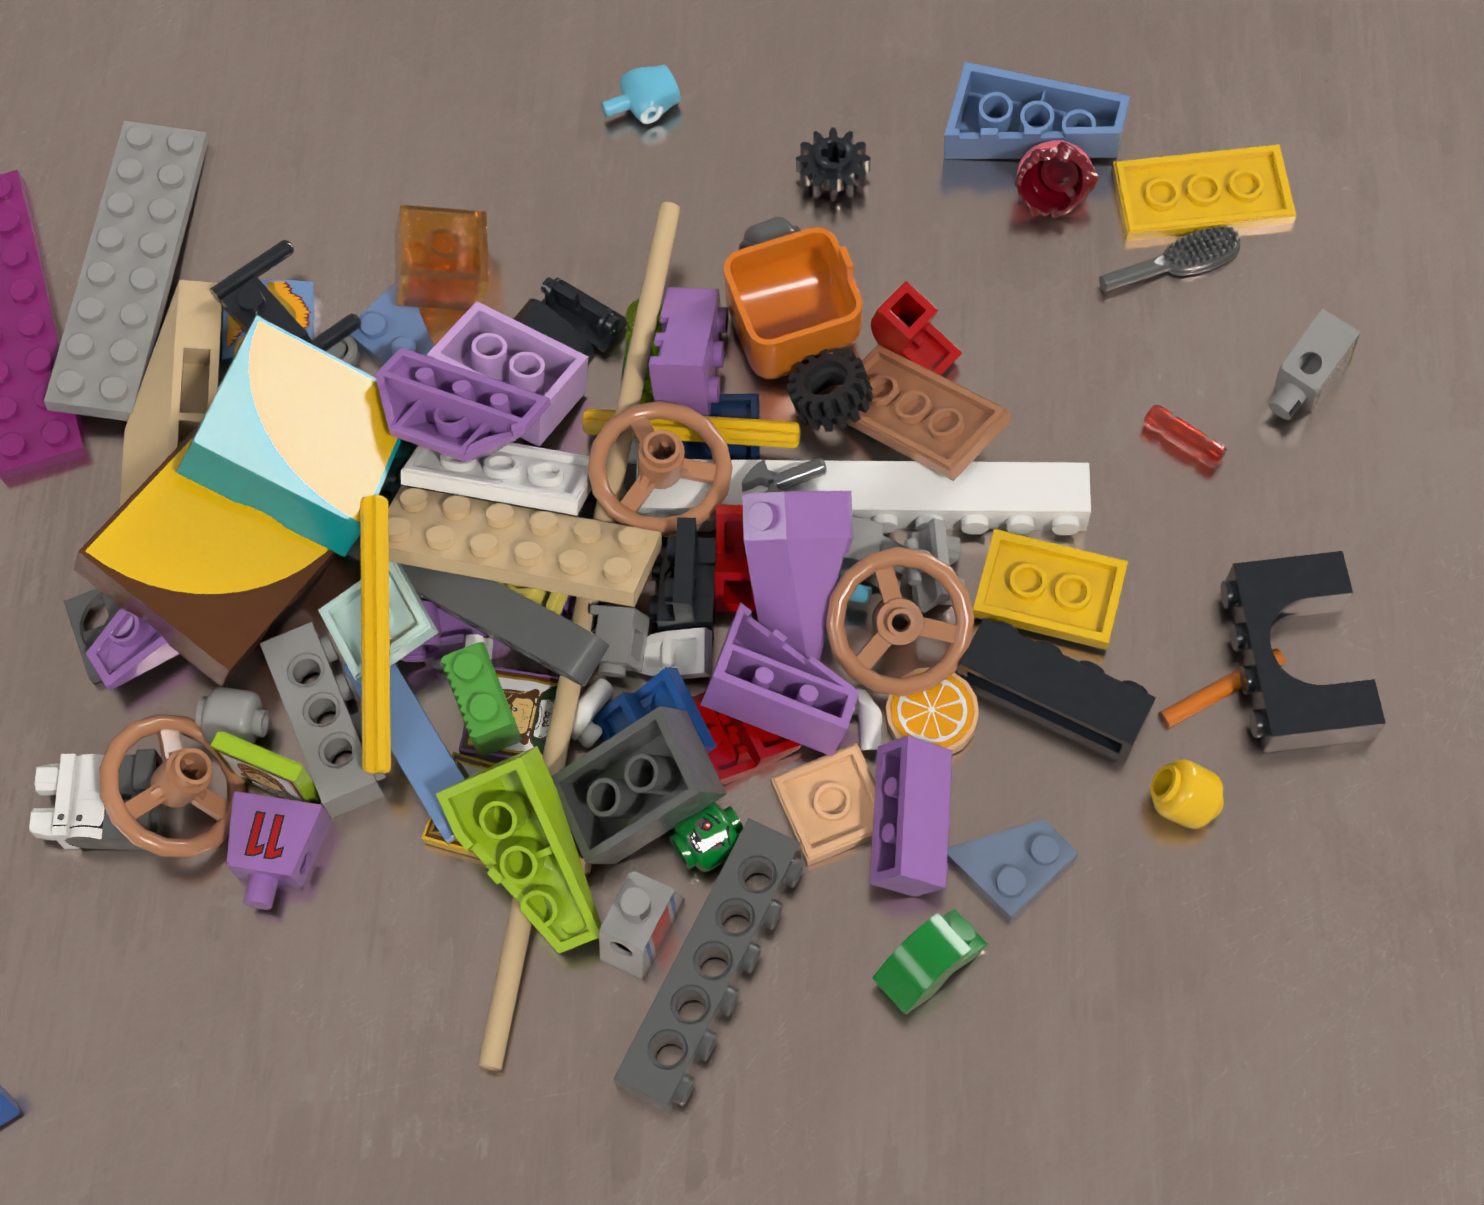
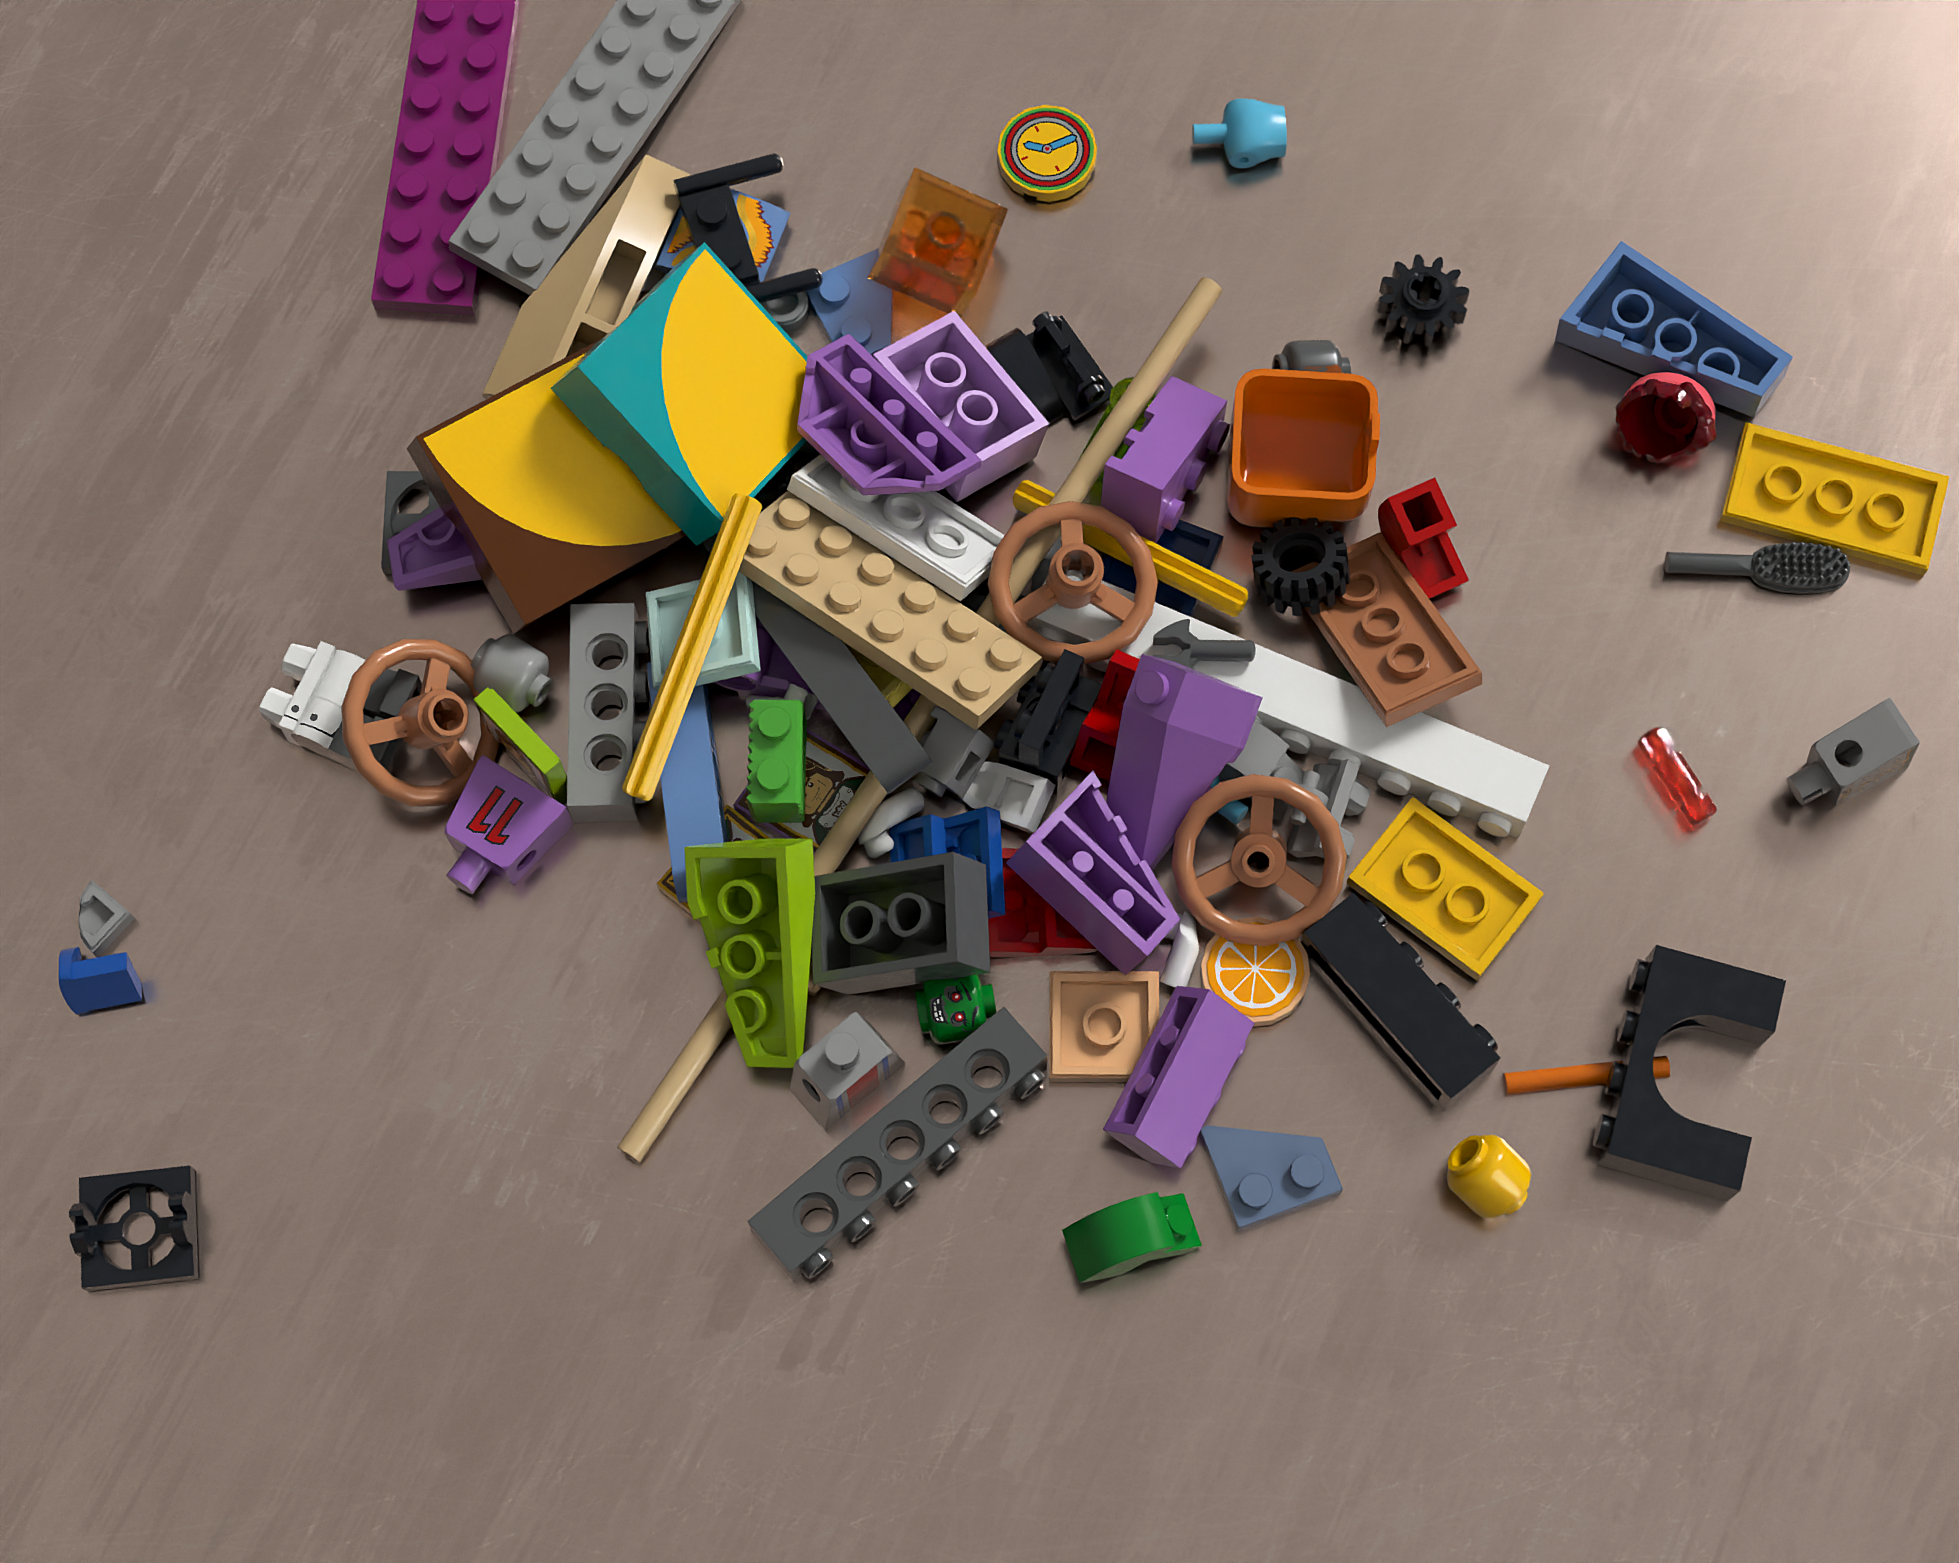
camera: 20 degrees right, 5 degrees up
(496, 165) = (1047, 153): none -> tile

